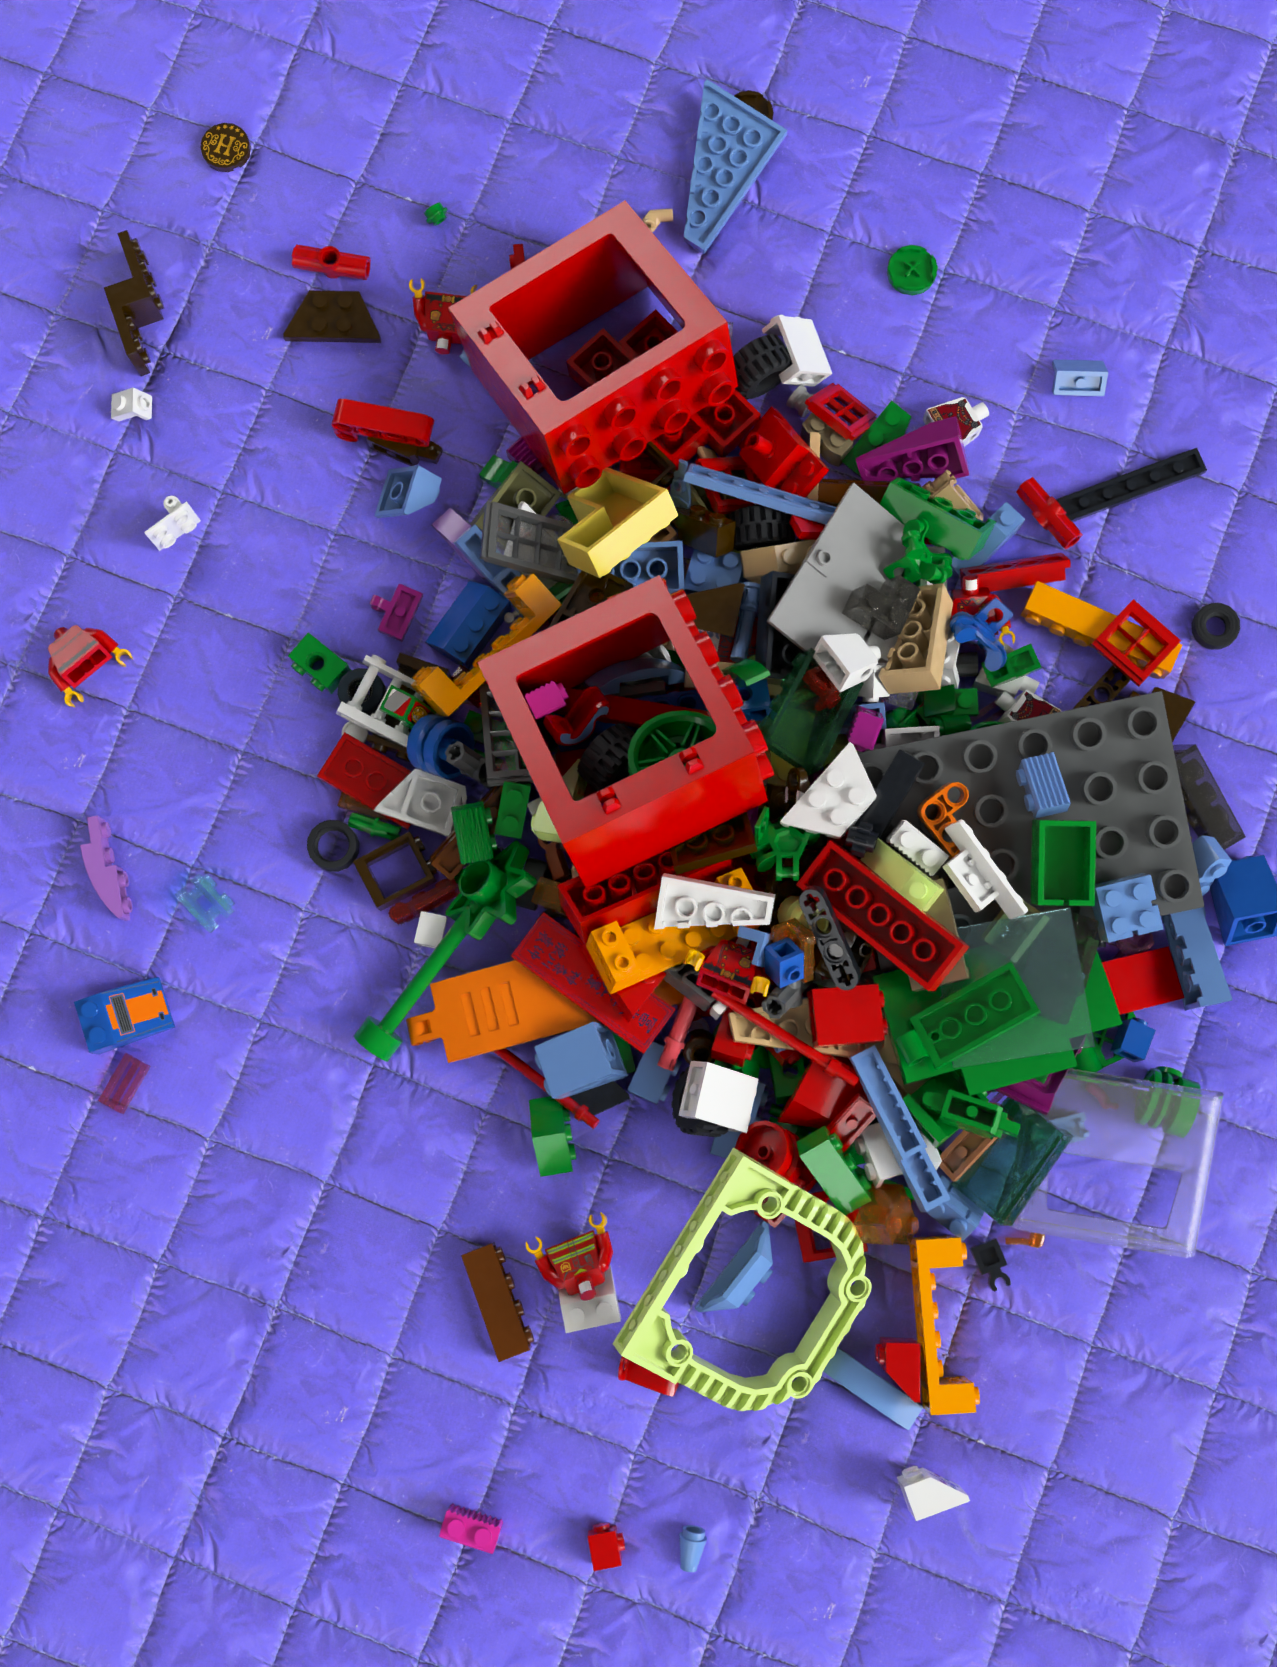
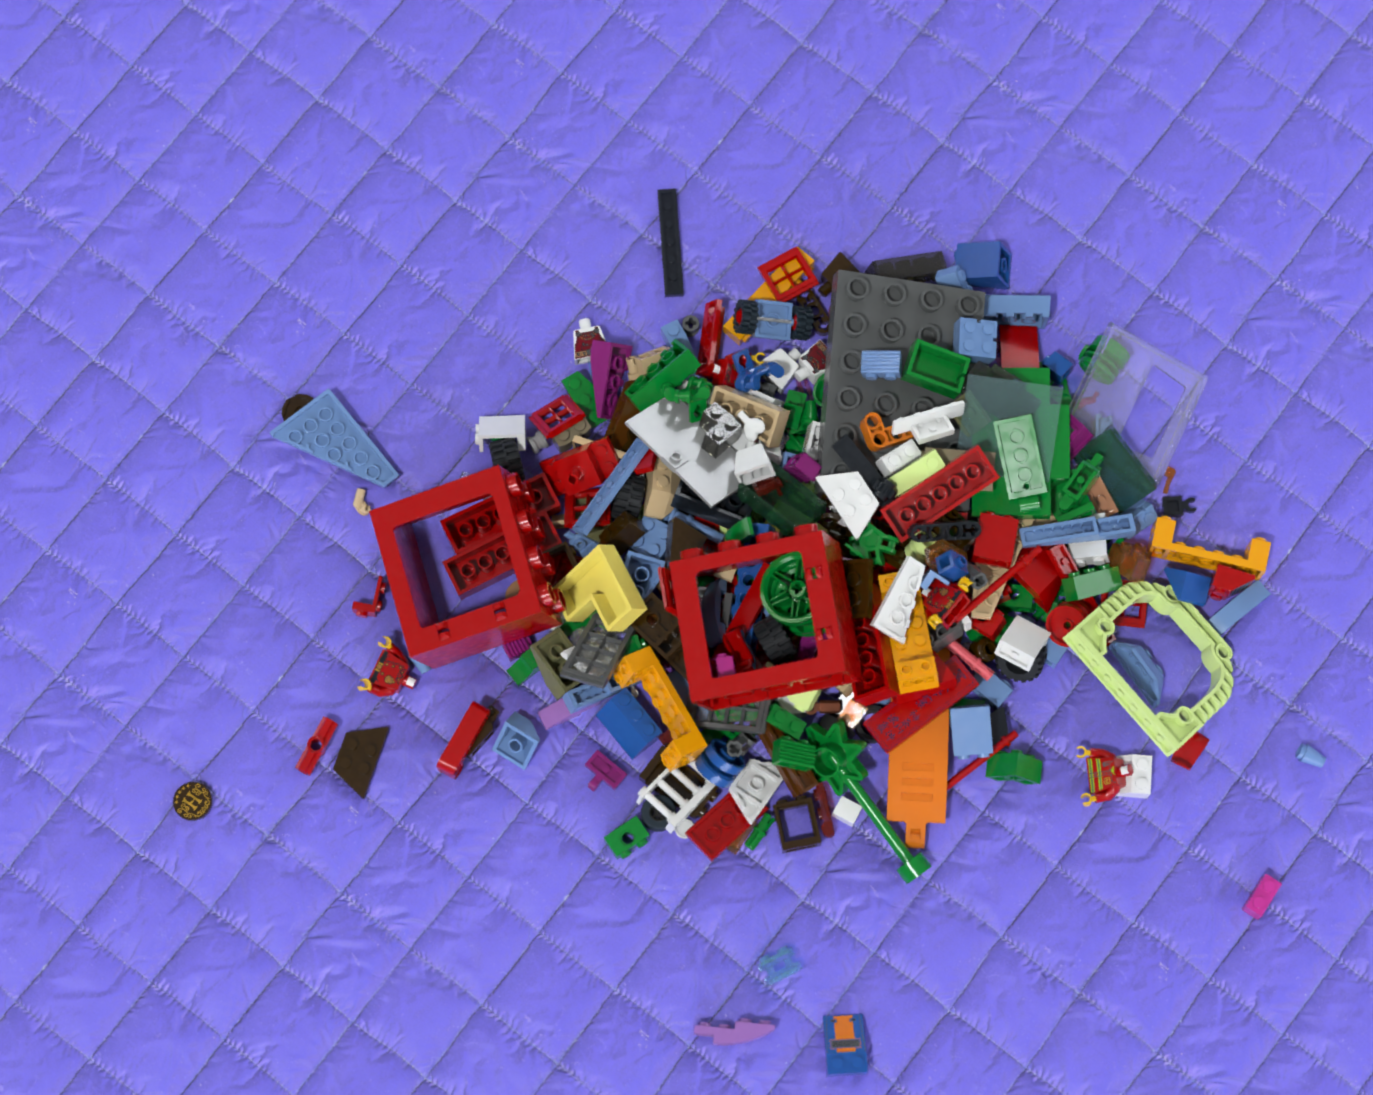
camera: 80 degrees left, 5 degrees down
(78, 655) = (567, 1010): red torso -> none
(131, 404) = (380, 925): white bracket -> none
(132, 1089) = (904, 1071): clear pink tile -> none
(135, 303) = (304, 897): dark brown bracket -> none
(178, 521) = (485, 906): white hinge -> none
(333, 825) = (779, 864): black tyre -> none
(404, 707) = (686, 779): slope -> none
(436, 214) = (303, 659): green plate -> none
(497, 1302) = (1116, 837): reddish brown brick -> none
(605, 1546) = (1295, 811): red brick -> none
(877, 1309) = (1189, 586): none -> blue slope
(900, 644) = (752, 426): none -> white rock
(912, 270) = (460, 336): green tile -> none
(929, 1493) = (1314, 592): white slope -> none
(1018, 664) = (779, 353): green slope -> none
(1020, 549) = (690, 319): none -> dark grey bush
(1049, 513) = (675, 302): red piece -> none
(1066, 639) = (773, 320): none -> plate
(1079, 377) = (580, 249): medium blue panel -> none
(1211, 641) = (784, 210): black tyre -> none

